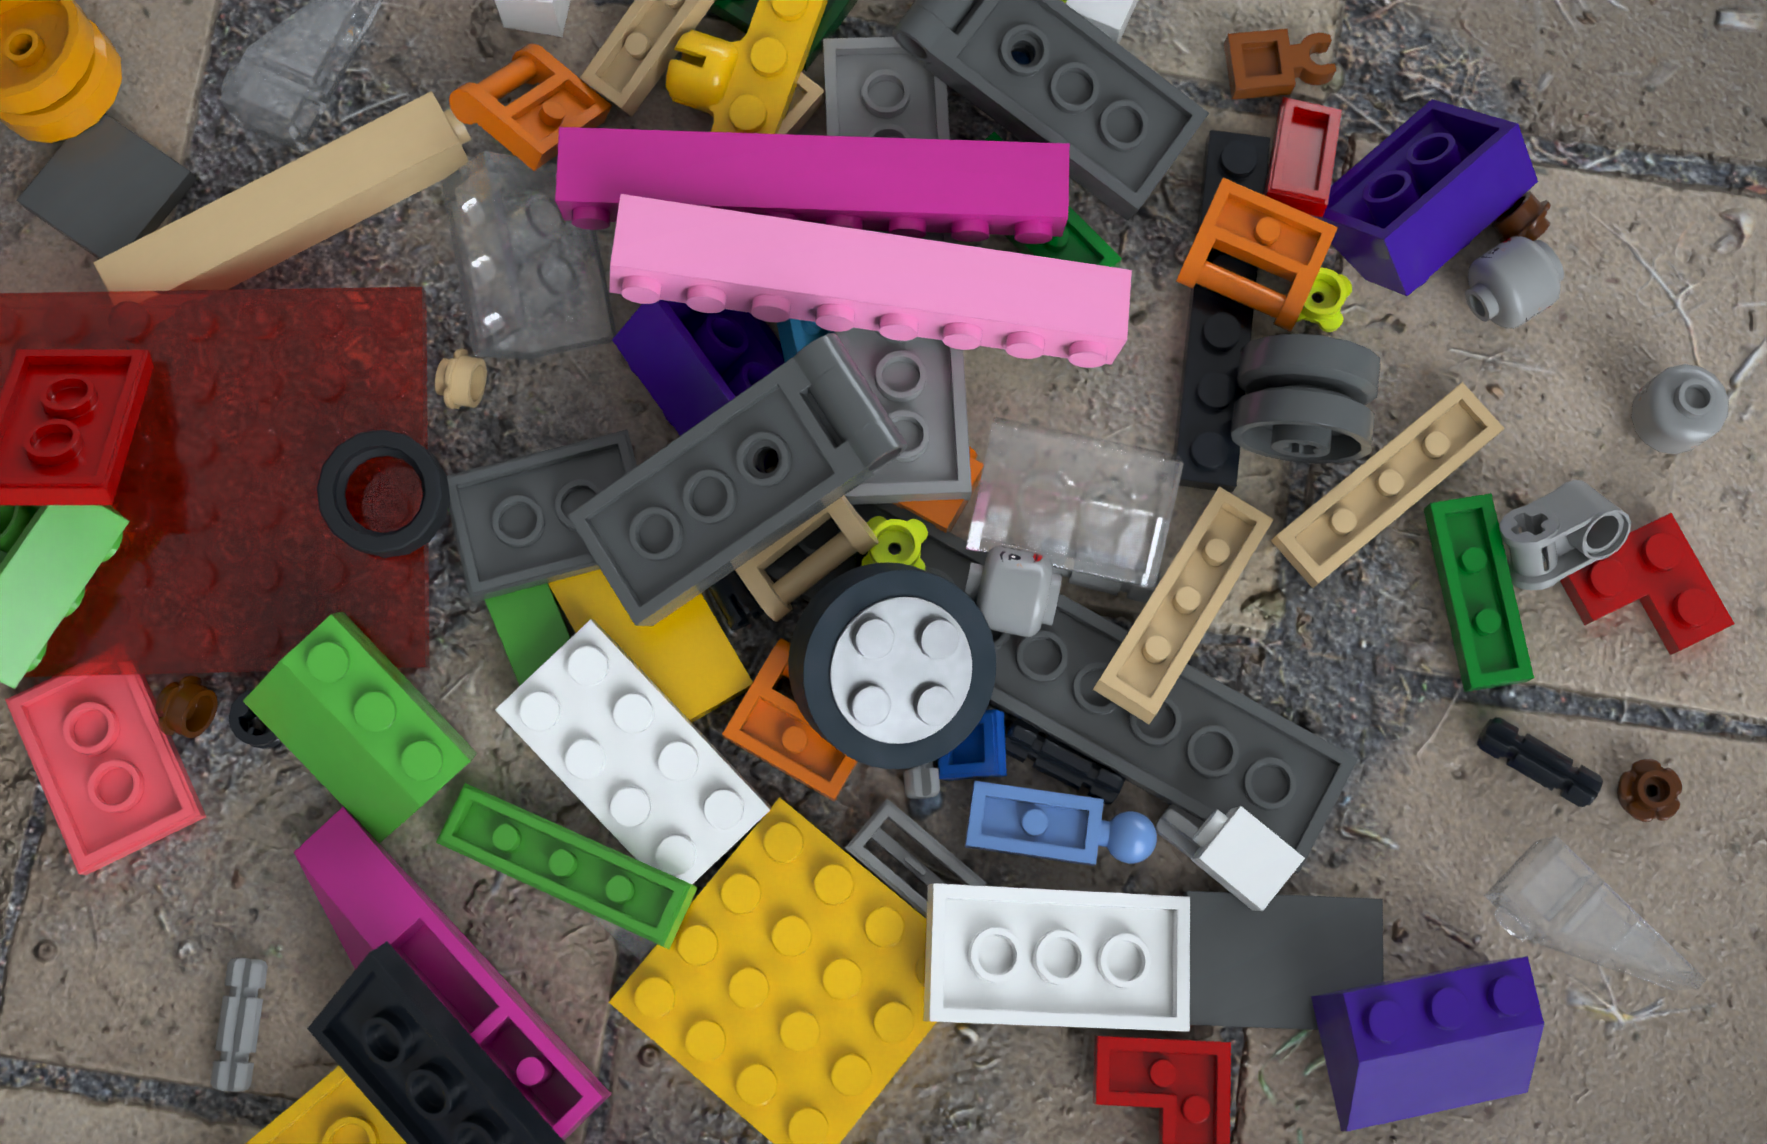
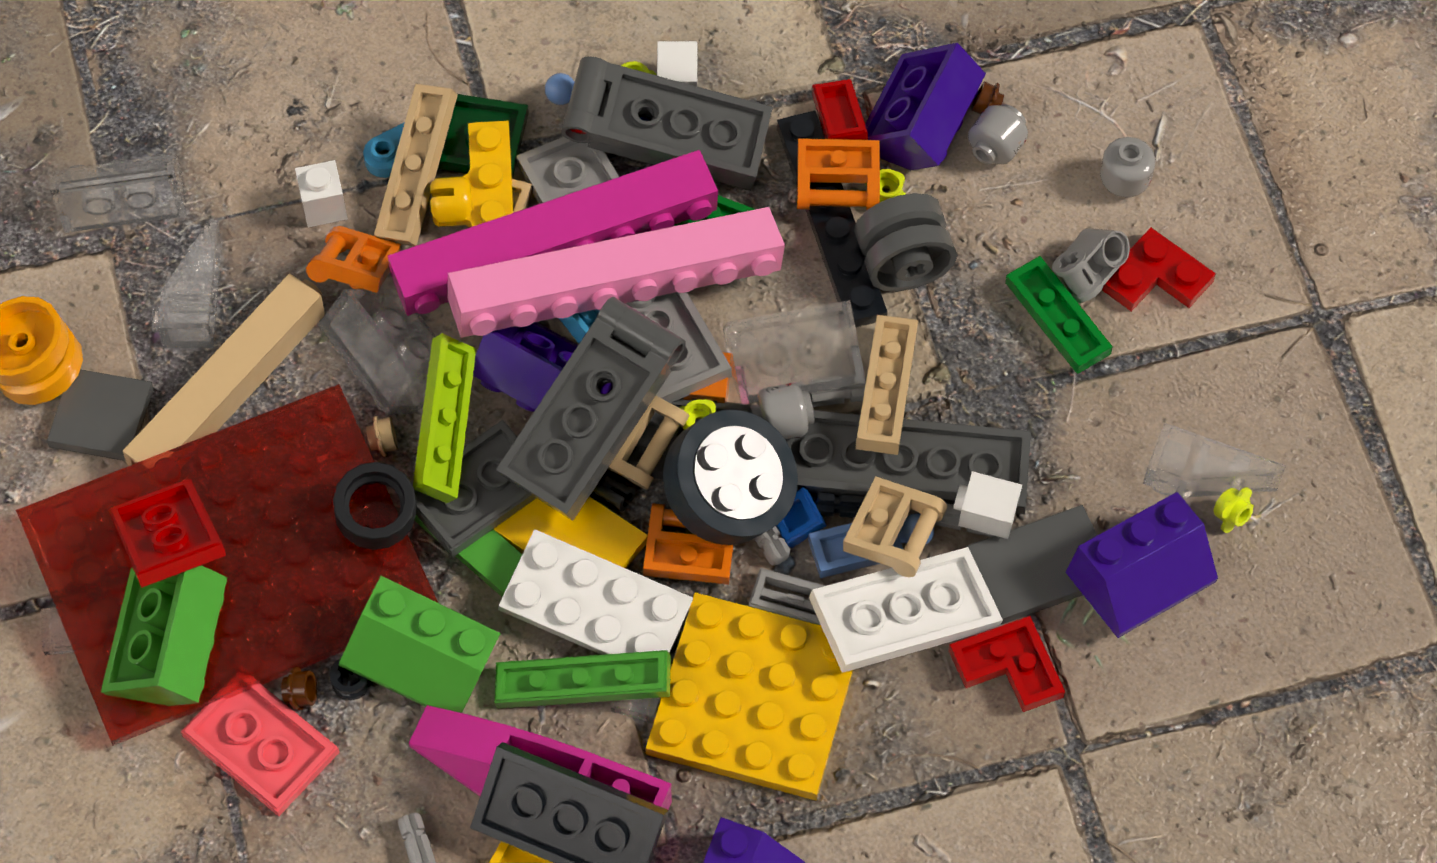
camera: 20 degrees left, 15 degrees down
(539, 401) = (444, 418): none -> lime plate
(1081, 815) = (882, 519): none -> tan plate
(1267, 63) = (796, 70): dark orange plate -> none
(1387, 485) = (976, 276): tan plate -> none
(1540, 762) = (1139, 394): black axle -> none
(1599, 1001) = (1233, 508): none -> neon yellow plate
(1633, 795) = (1210, 394): reddish brown plate -> none

